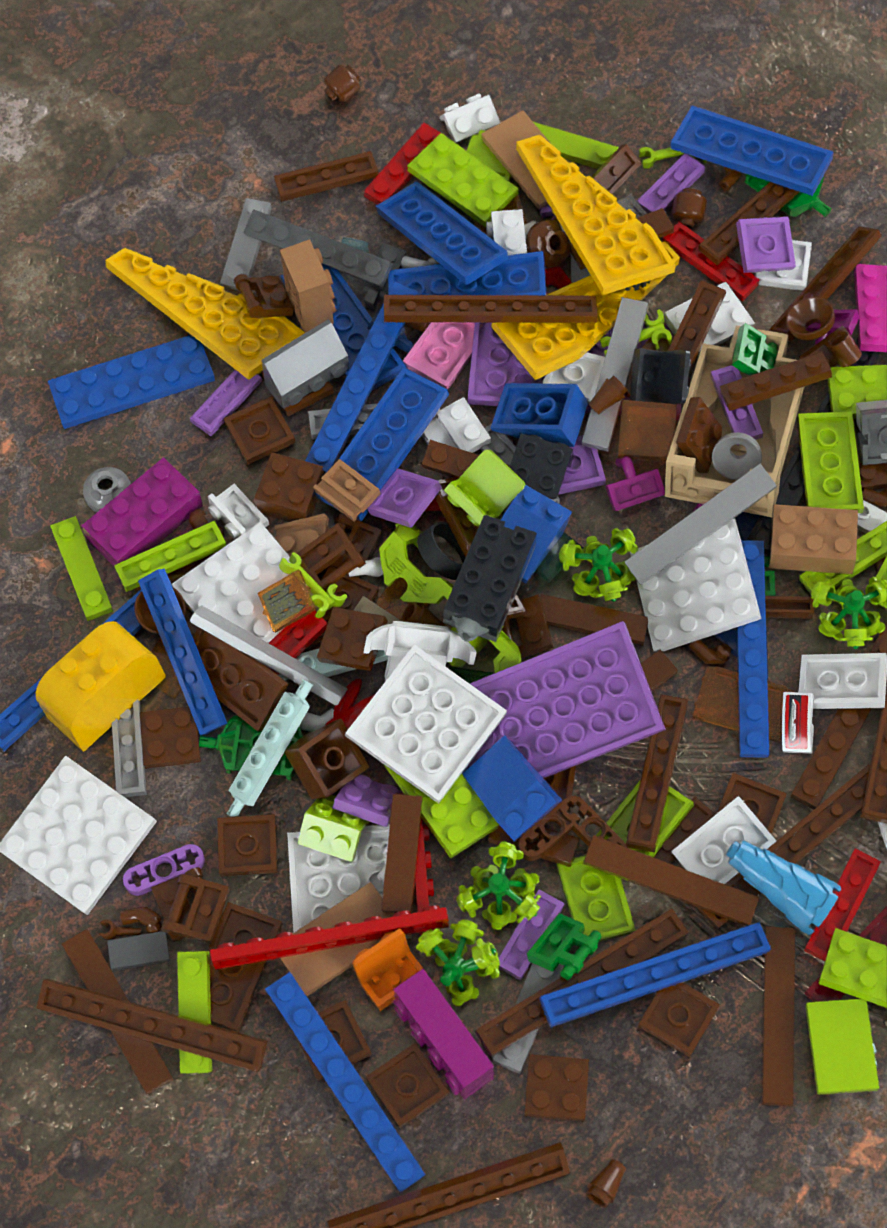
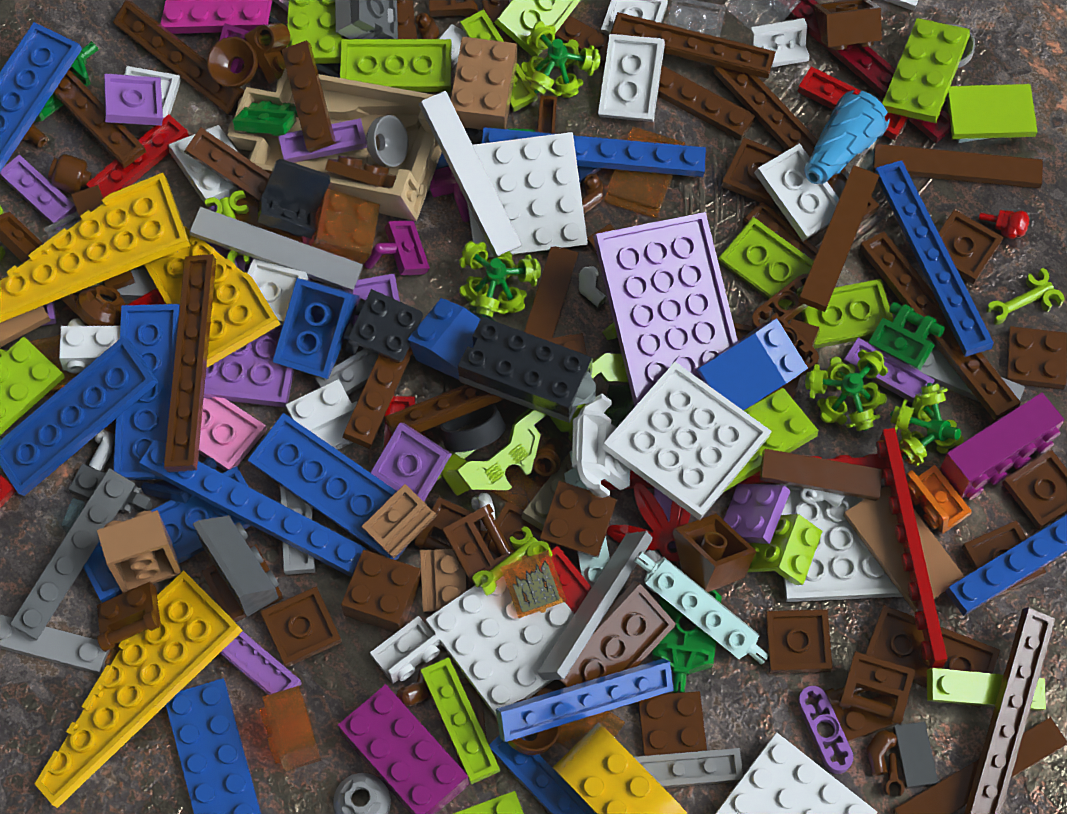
camera: 90 degrees left, 0 degrees up
(162, 424) = (292, 732): none -> clear orange brick
(485, 487) = (410, 378): lime bracket -> none
(608, 394) = (307, 253): reddish brown cone -> none
(634, 1099) = (1040, 289): none -> lime bar
(657, 775) = (755, 251): reddish brown tile -> none
(711, 1067) = (1010, 223): none -> red piece
(797, 722) = (671, 120): slope -> none

